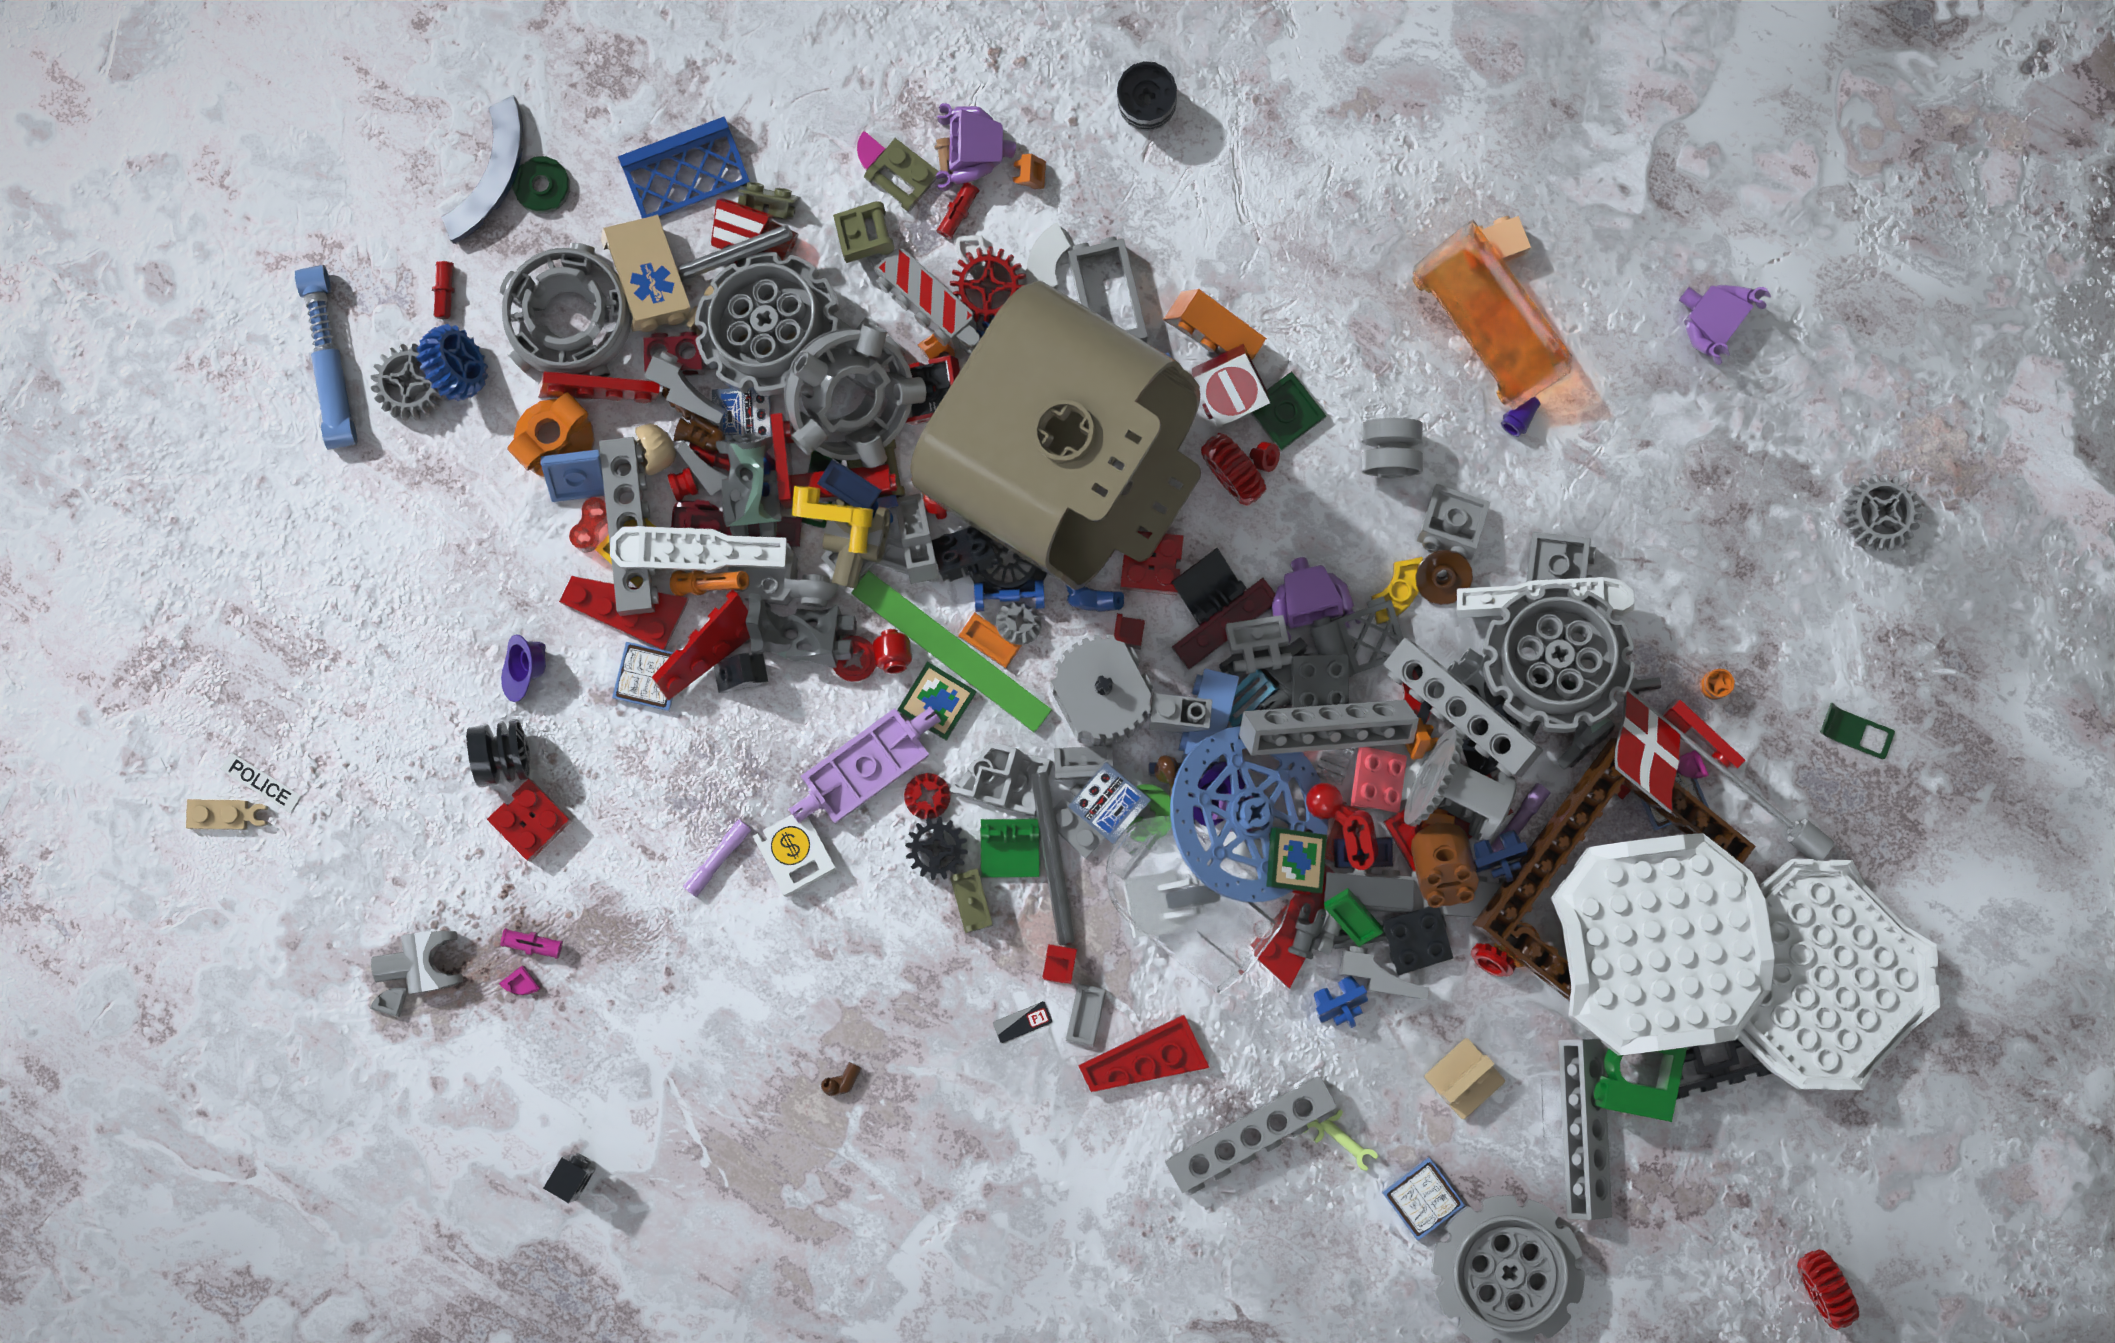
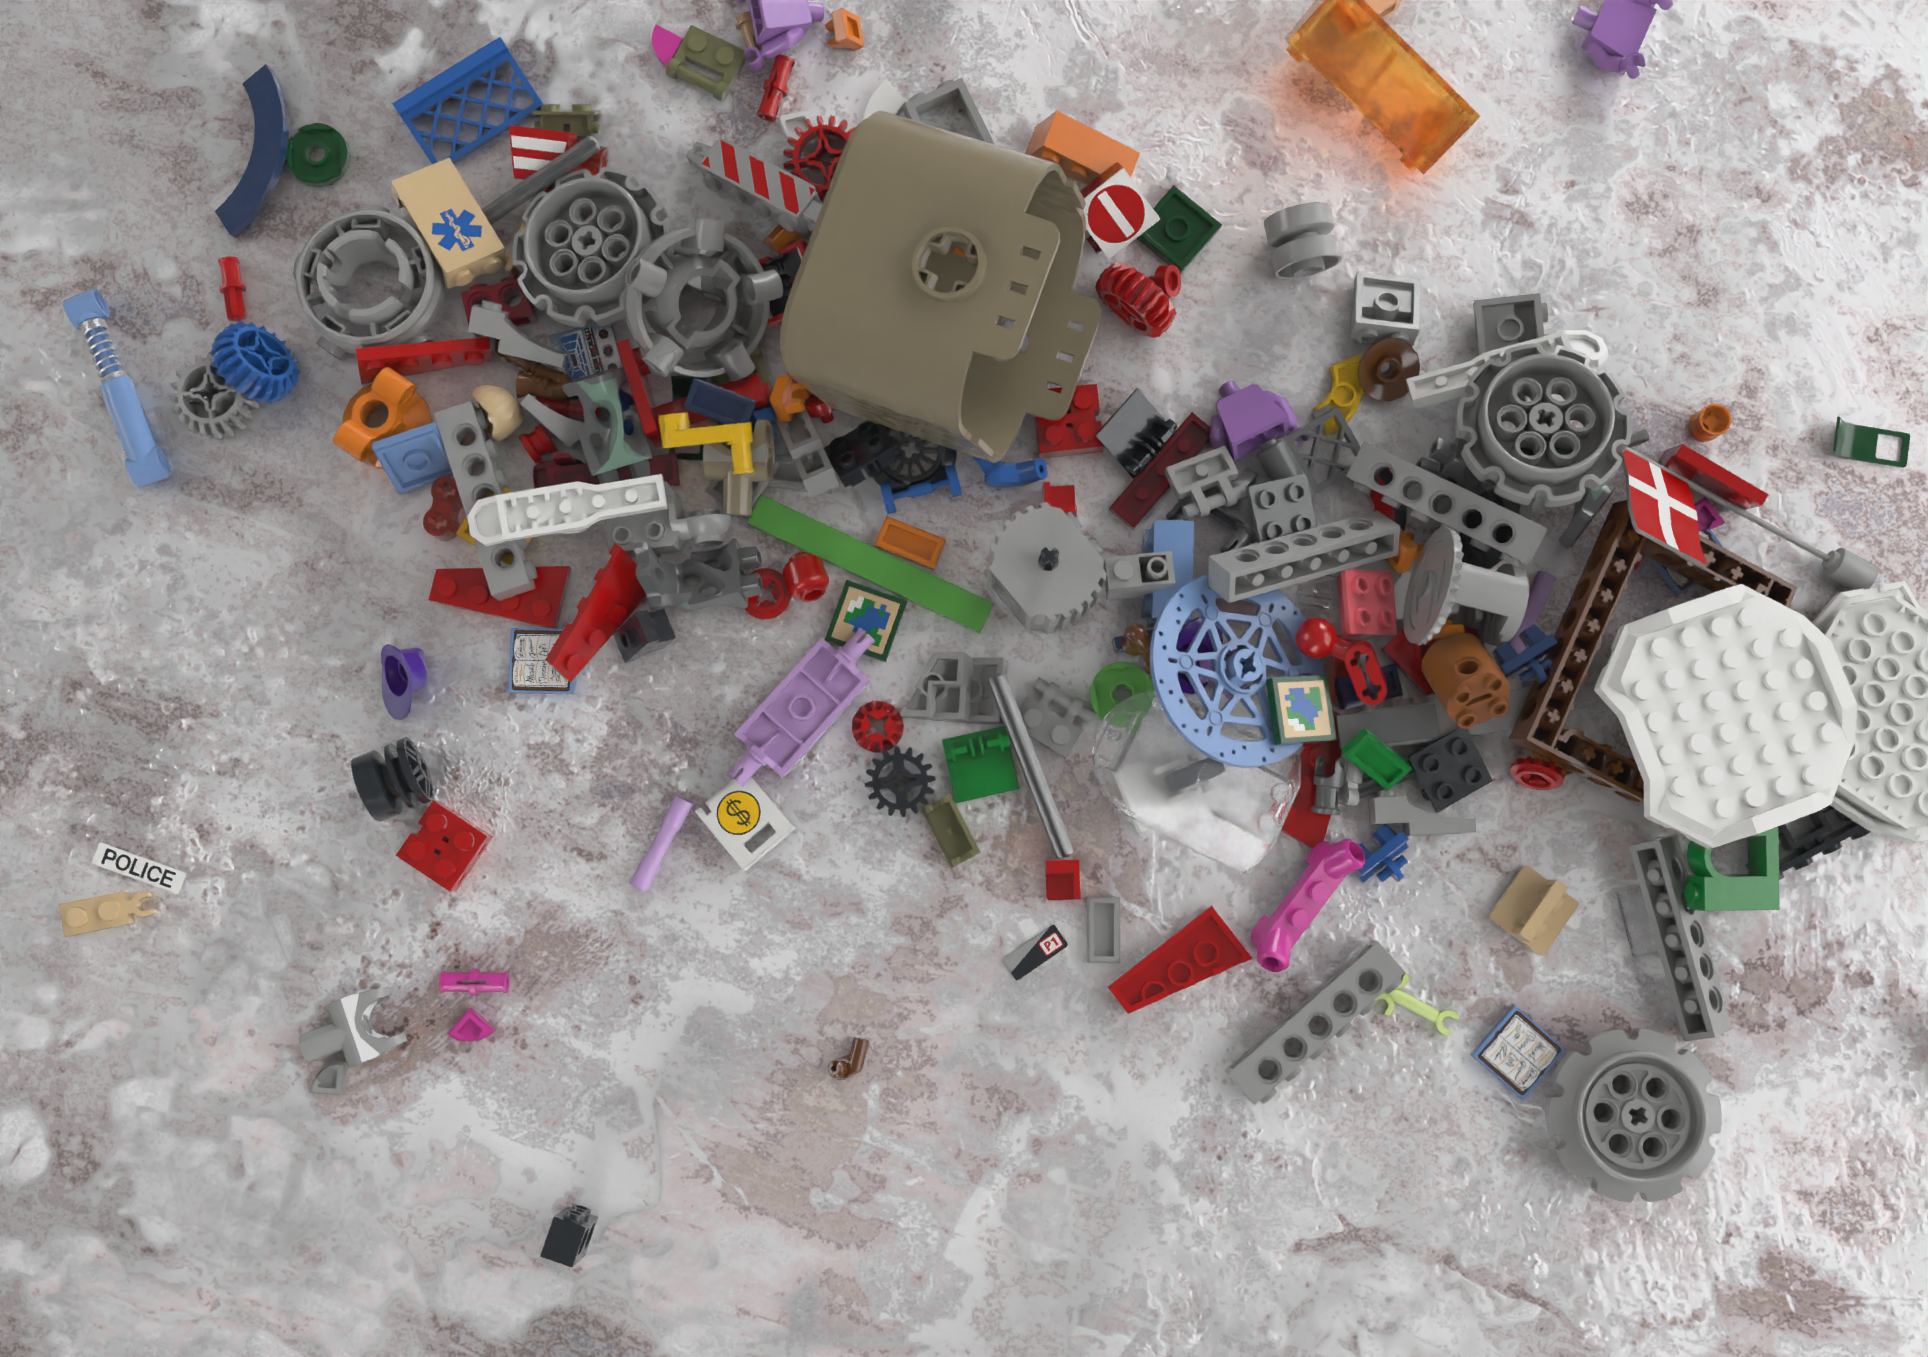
camera: 10 degrees left, 0 degrees up
(700, 582) = (578, 545): orange pin -> none
(854, 234) = (669, 137): olive plate -> none
(906, 494) = (787, 397): none -> orange tile
(1007, 626) = (925, 522): light grey gear -> none
(1081, 761) = (1041, 654): light grey hinge -> none
(1109, 802) = (1079, 690): tile -> none
(1237, 1050) = (1326, 870): none -> dark pink plate
(1255, 705) = (1203, 524): medium azure tile -> none
(1518, 420) = (1430, 186): dark purple cone -> none
(1891, 520) = (1824, 202): light grey gear -> none

